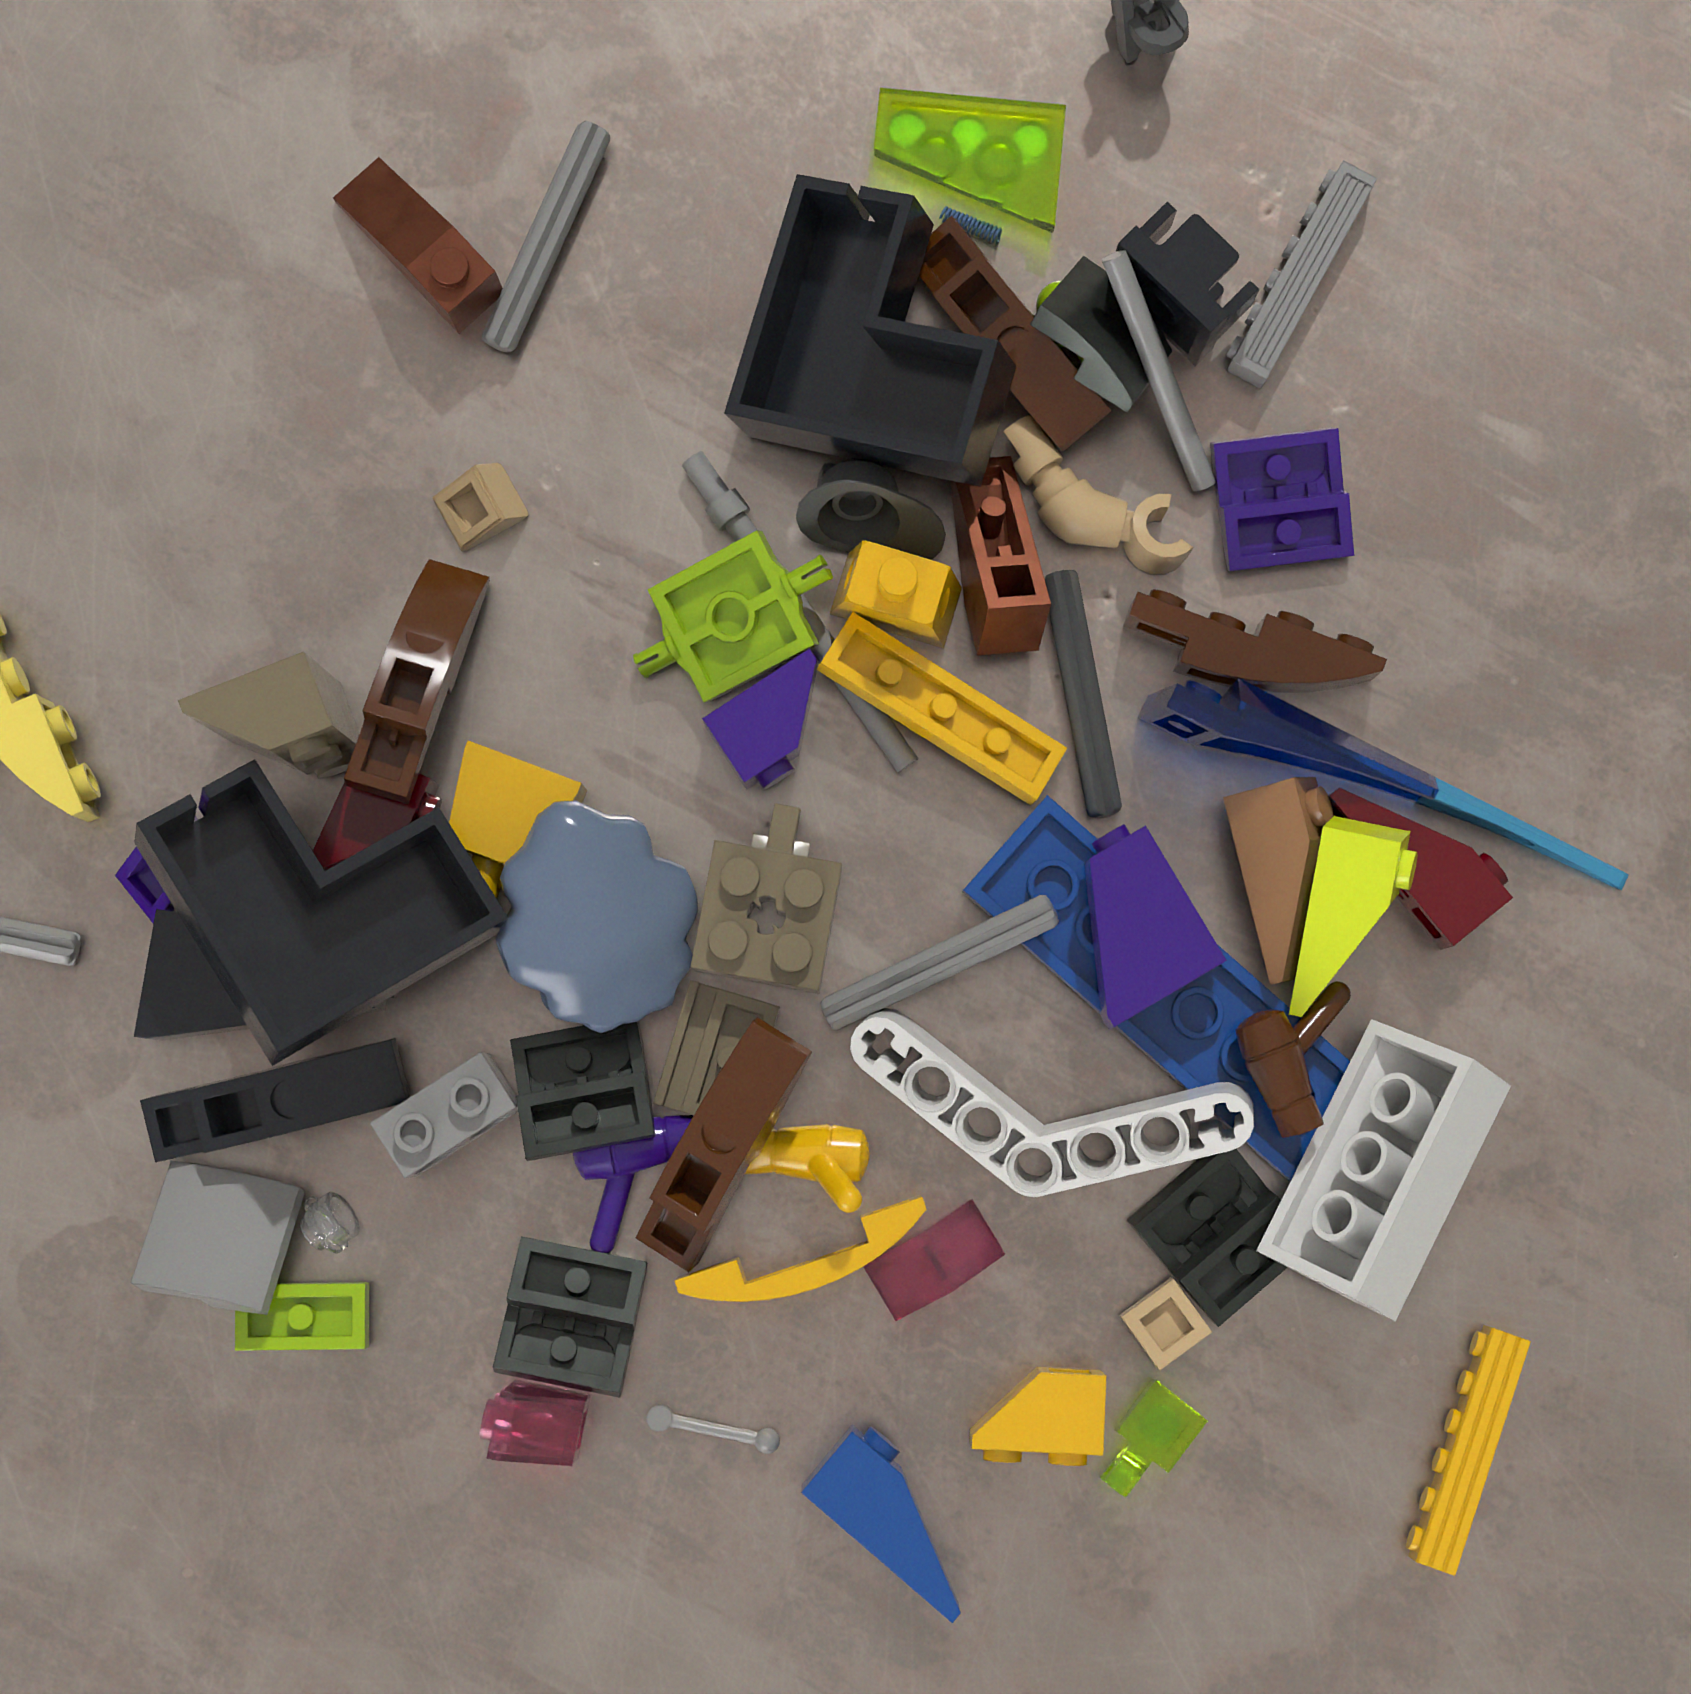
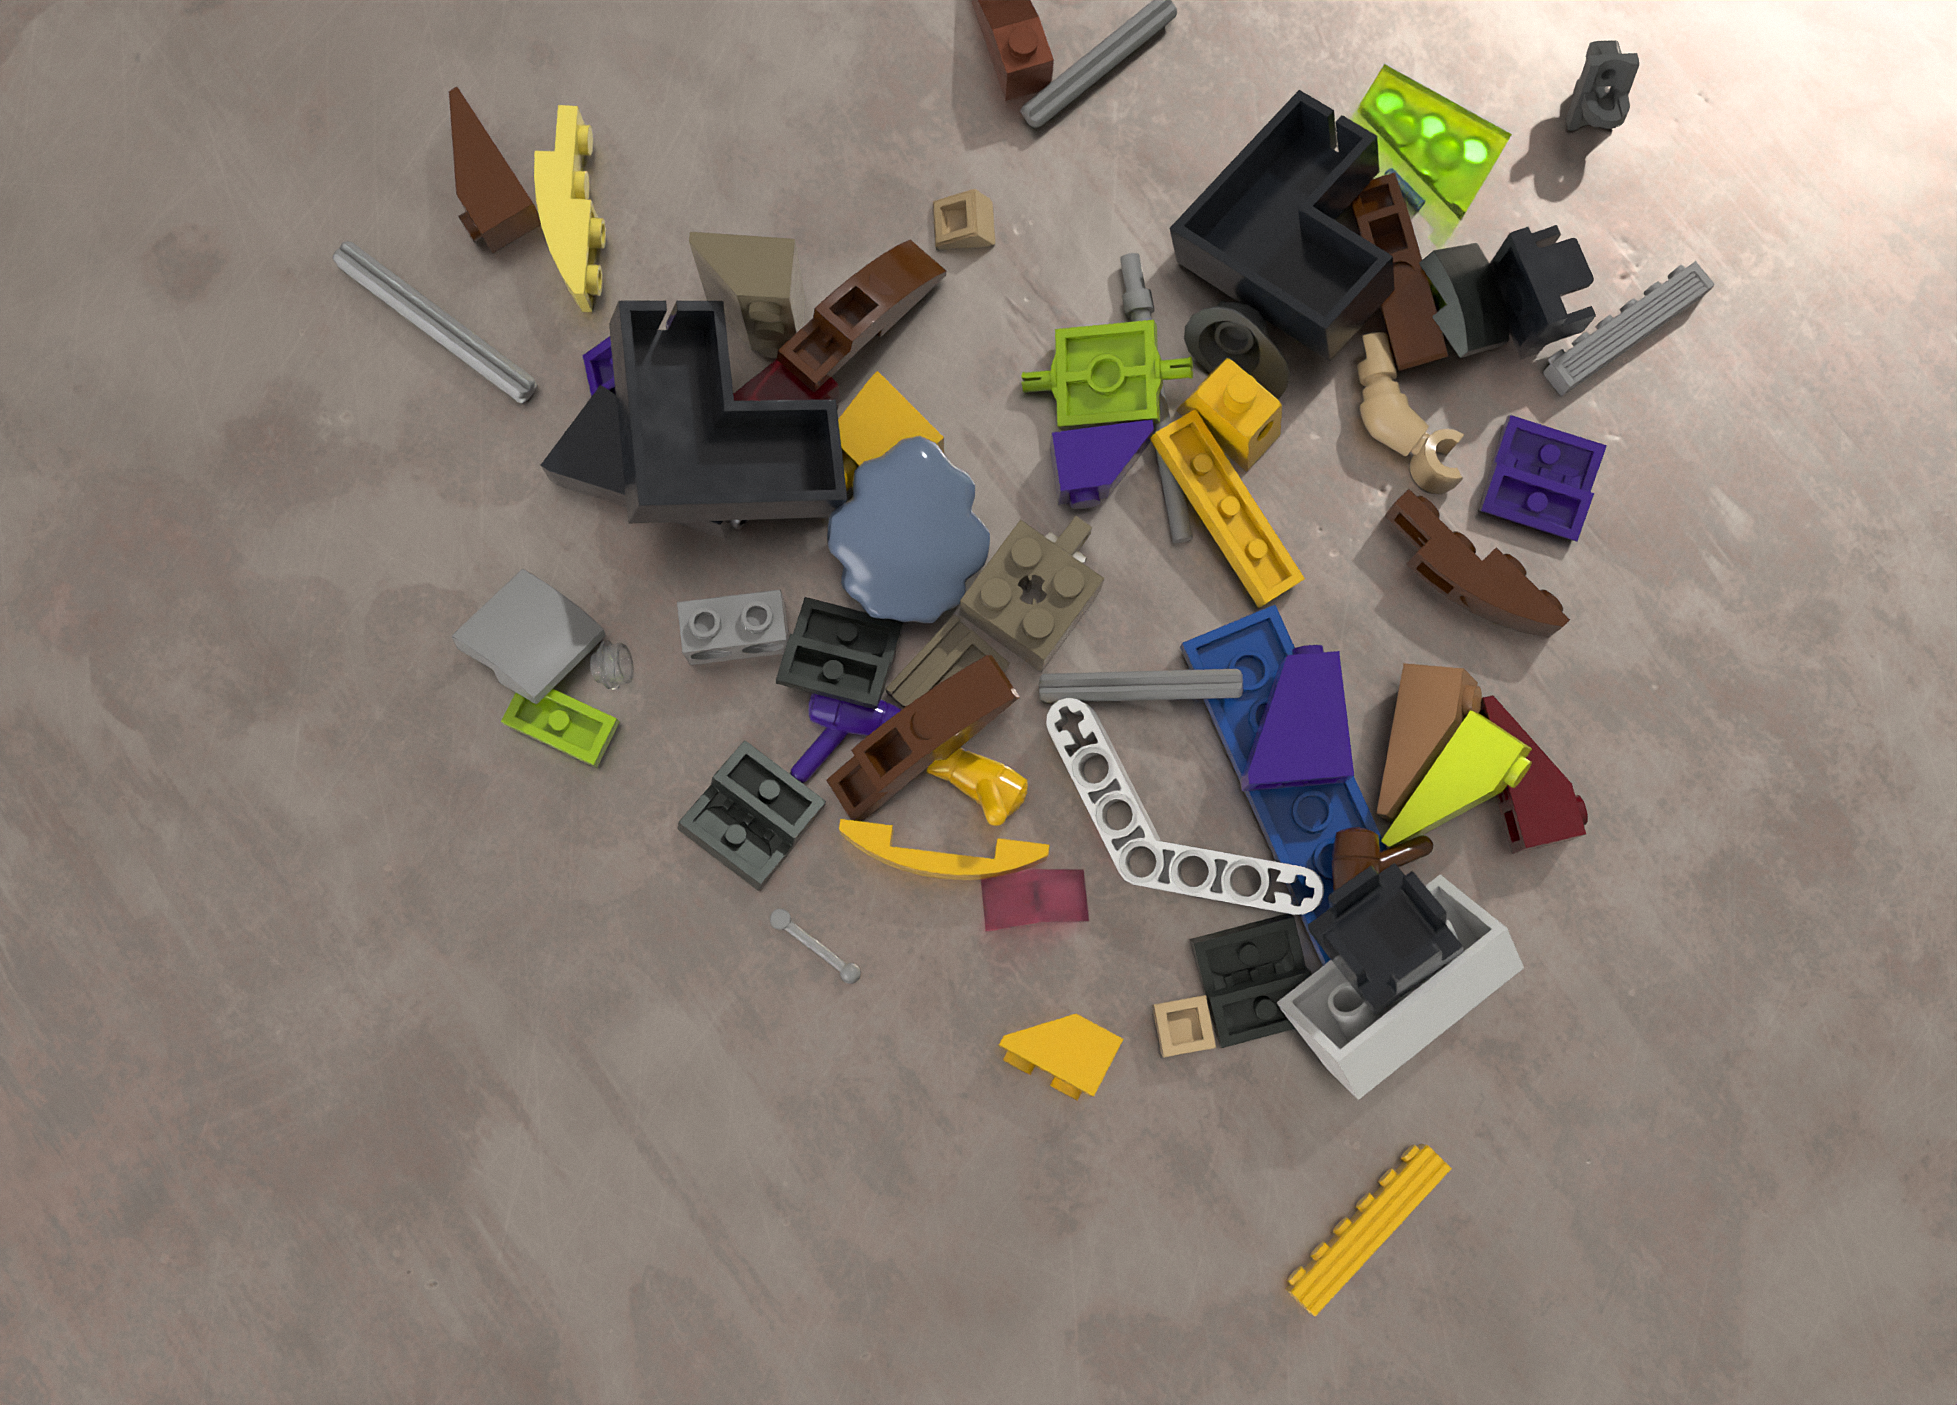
camera: 20 degrees right, 5 degrees down
(275, 1101) = (617, 558): black slope -> none
(535, 1424) = (689, 874): clear pink slope -> none
(874, 1504) = (908, 1055): blue slope -> none
(999, 563) = (1316, 426): copper slope -> none
(1082, 694) = (1333, 548): dark grey axle -> none
(1157, 1431) = (1140, 1102): clear neon green plate -> none
(1158, 370) = (1495, 341): light grey bar -> none
(1273, 730) = (1464, 639): clear blue plate -> none
(1342, 1130) = (1385, 934): none -> black panel

